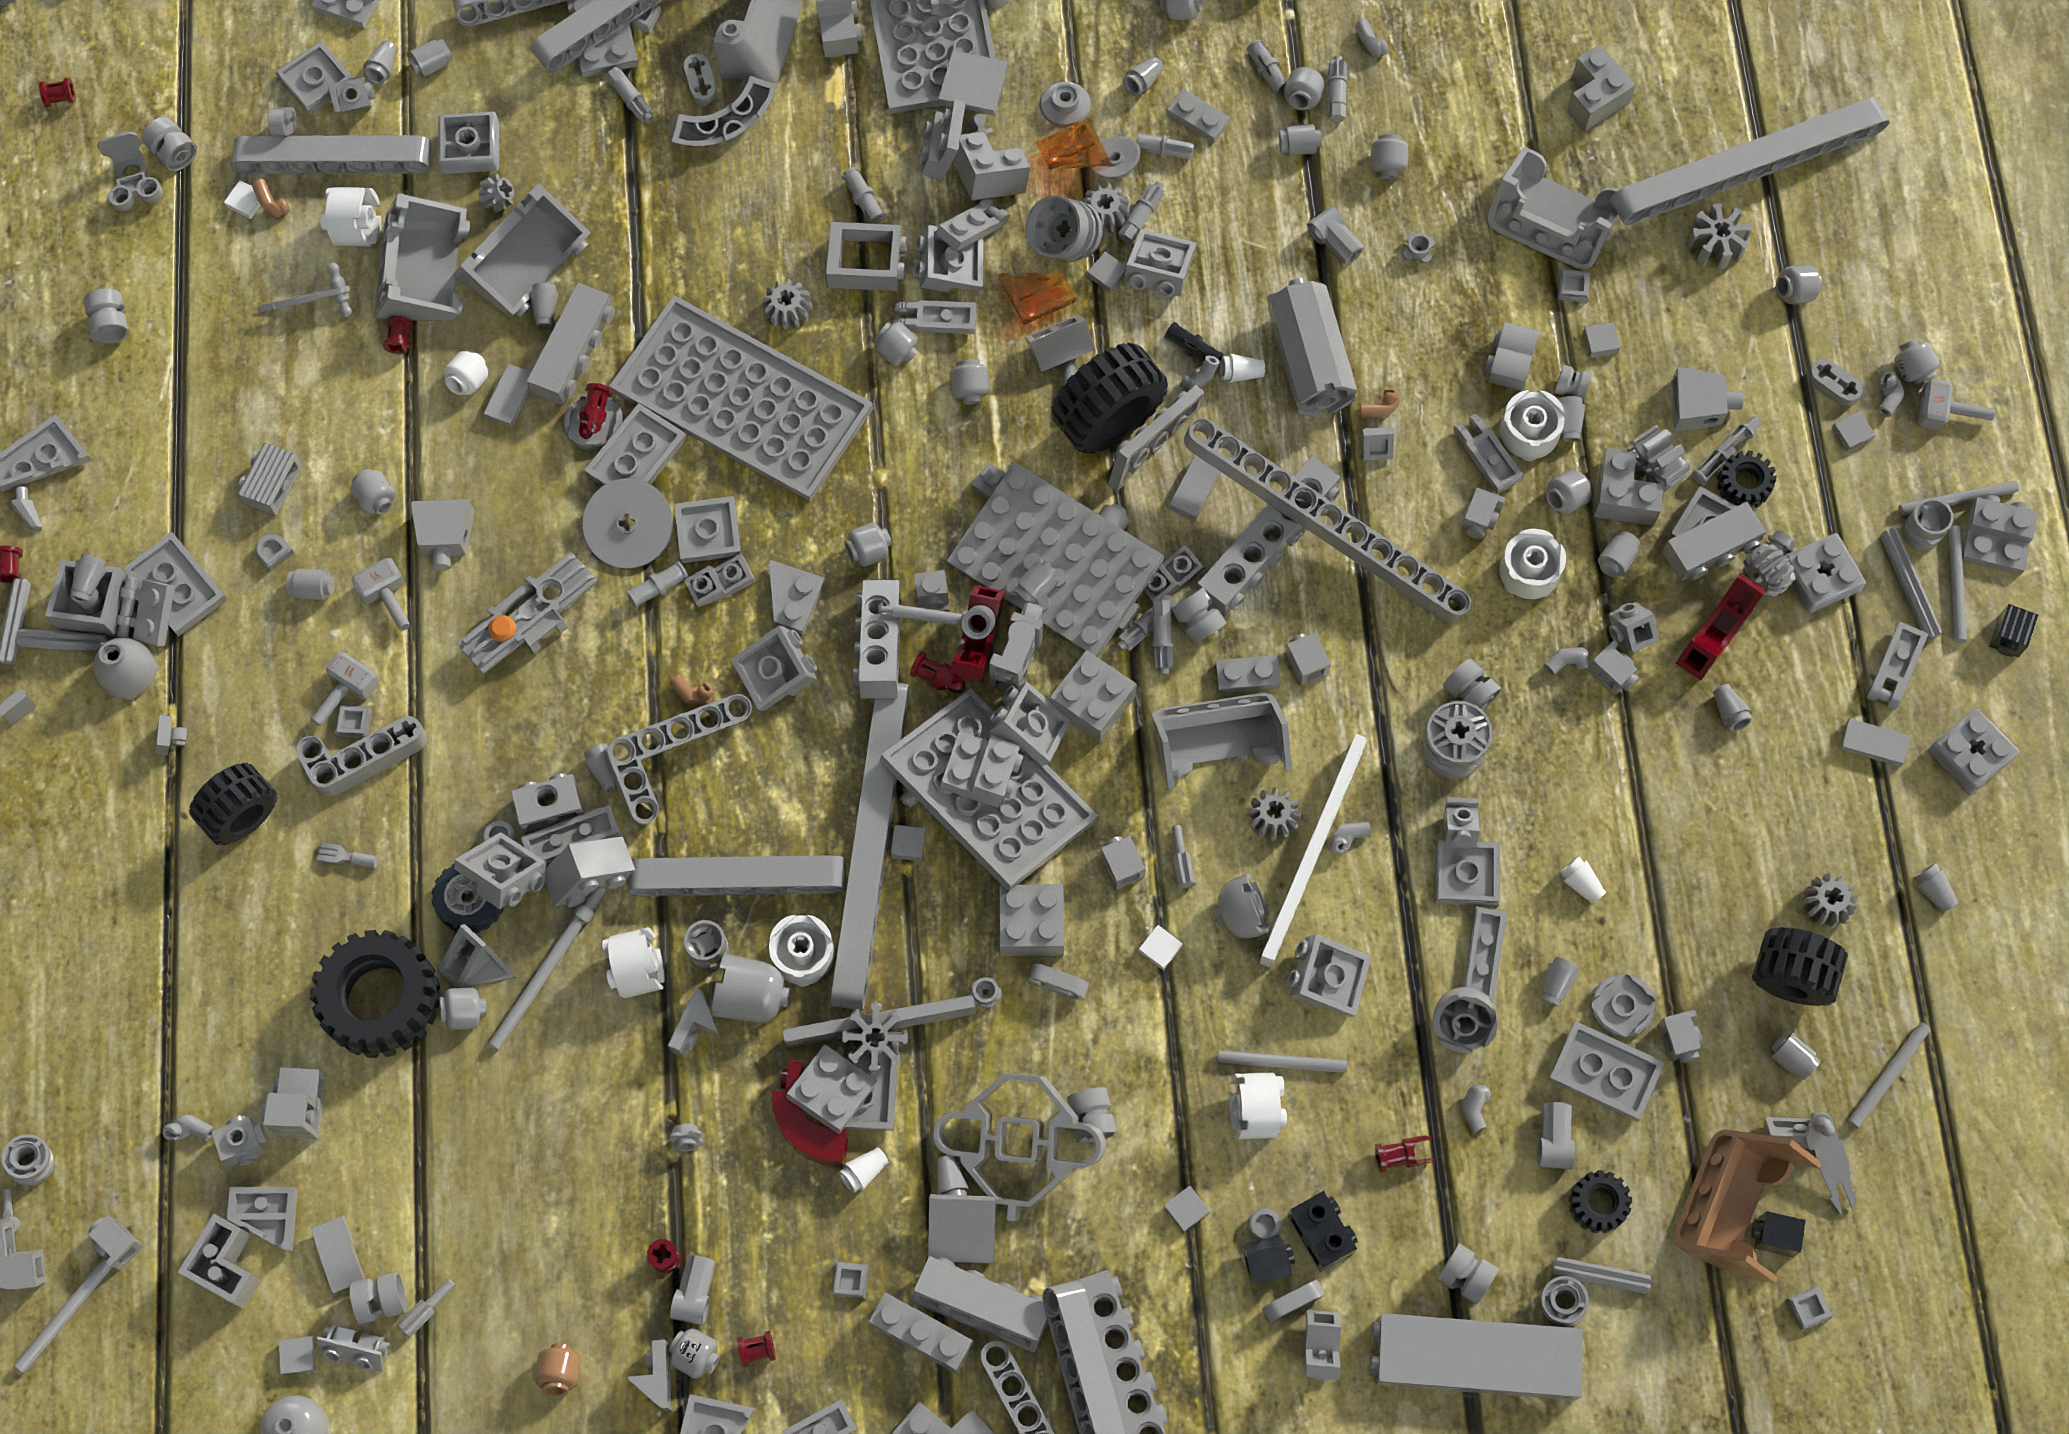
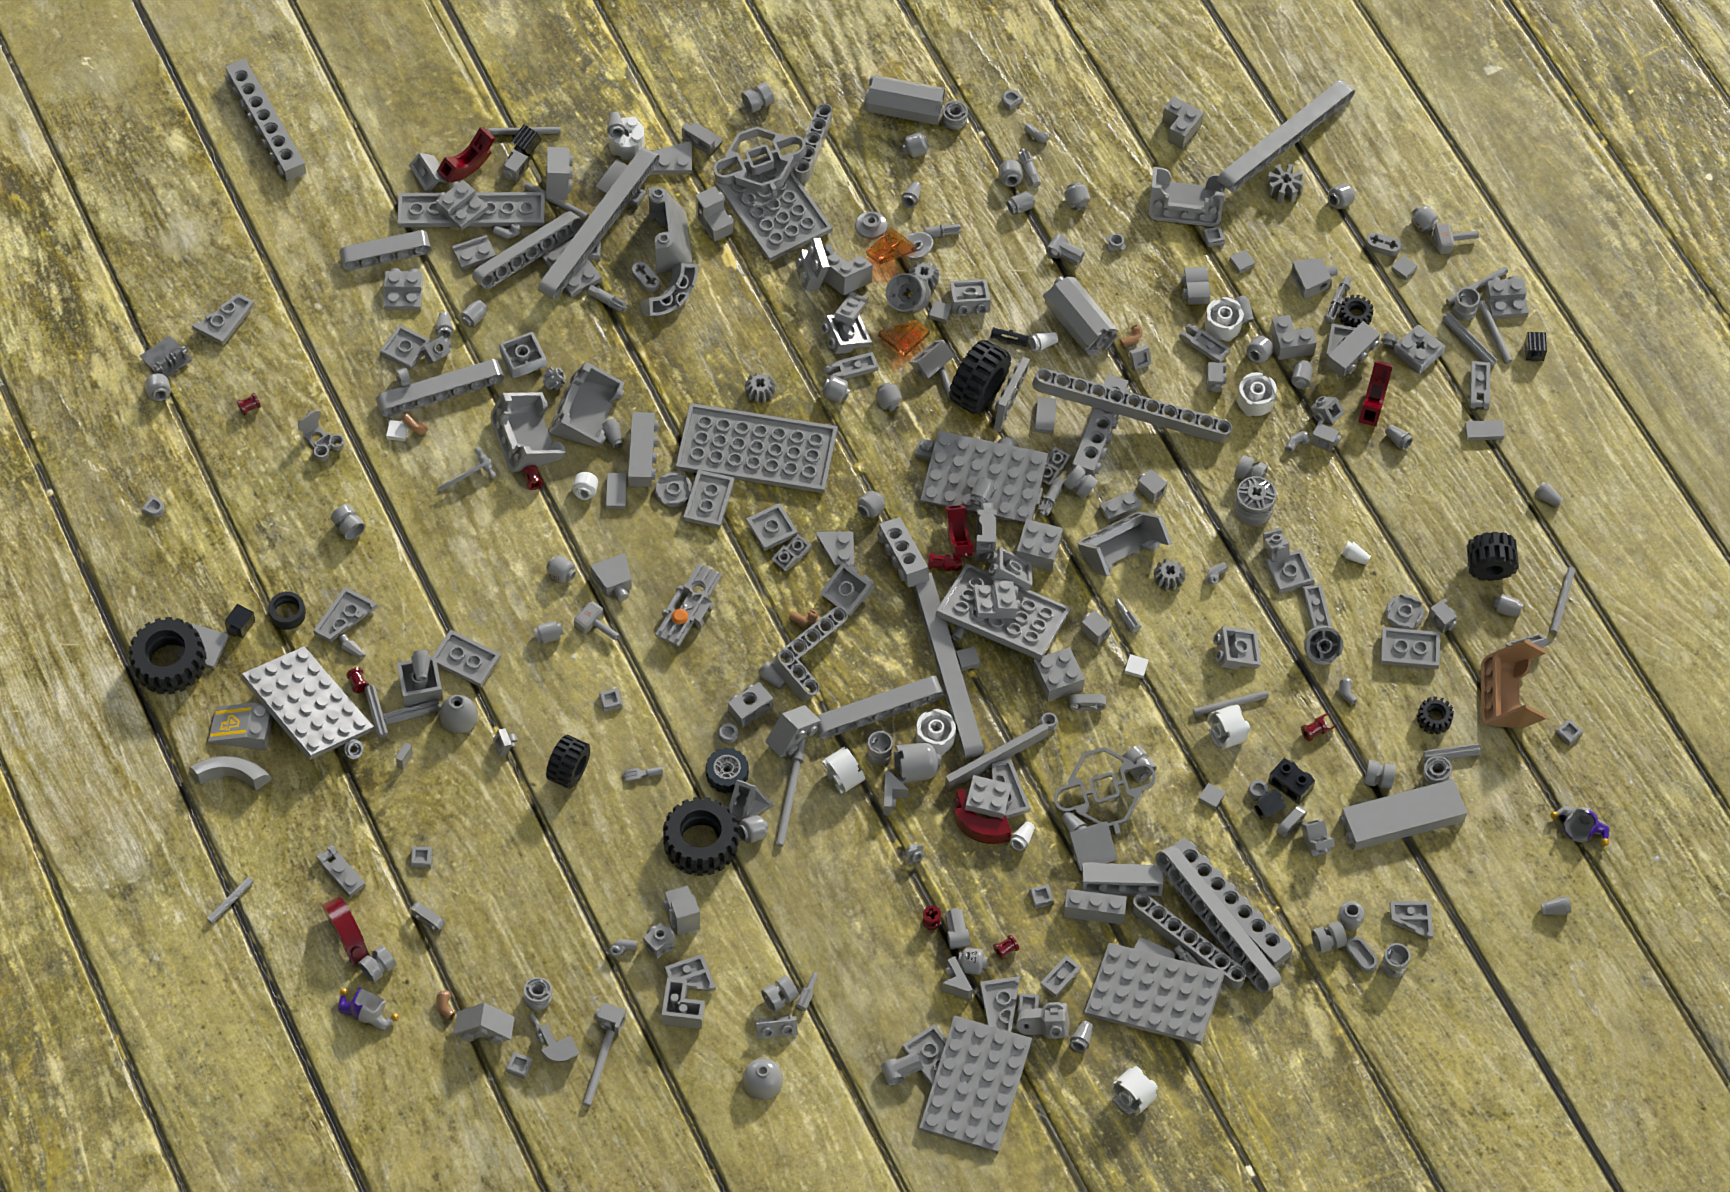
camera: 25 degrees left, 10 degrees down
(152, 612) = (462, 675): light grey plate -> none
(169, 143) = (337, 412): light grey wheel -> none
(269, 478) = (494, 581): light grey brick -> none
(273, 550) = (514, 622): light grey tile -> none
(297, 1355) = (745, 1042): light grey tile -> none
(337, 1253) = (743, 980): light grey slope -> none
(351, 216) = (473, 418): white brick -> none
(351, 677) = (598, 675): light grey piece -> none
(363, 749) = (615, 724): light grey beam -> none
(502, 870) = (746, 744): light grey plate -> none
(557, 1370) = (899, 995): medium nougat head -> none
(586, 827) = (765, 722): light grey plate -> none
(593, 411) = (674, 481): dark red piece -> none
(612, 541) = (729, 525): light grey piece -> none
(657, 584) = (756, 566): light grey pin -> none
(863, 195) = (776, 313): light grey pin -> none
(865, 278) = (795, 360): light grey window -> none
(882, 1043) = (994, 754): light grey gear -> none
(932, 590) = (920, 518): light grey brick -> none
(946, 617) = (938, 526): light grey piece -> none
(975, 81) = (814, 225): light grey tile -> none
(1145, 206) = (945, 273): light grey piece -> none
(1162, 636) = (1064, 499): light grey piece -> none
(1198, 116) = (954, 208): light grey plate -> none
(1203, 377) = (1024, 351): light grey arm -> none
(1242, 908) = (1174, 629): light grey cylinder -> none
(1267, 66) = (991, 173): light grey pin -> none
(1313, 851) = (1200, 588): white tile -> none
(1556, 1146) = (1398, 693): light grey piece -> none
(1559, 980) = (1364, 609): light grey cone -> none
(1580, 383) = (1236, 289): light grey wheel -> none
(1659, 457) = (1303, 314): light grey gear -> none
(1769, 569) = (1390, 353): light grey gear -> none
(1778, 1234) = (1538, 697): black brick -> none
(1824, 1141) = (1553, 654): light grey piece -> none
(1842, 900) = (1494, 519): light grey gear -> none
(1892, 392) = (1417, 239): light grey arm -> none
(1975, 769) = (1547, 410): light grey brick -> none

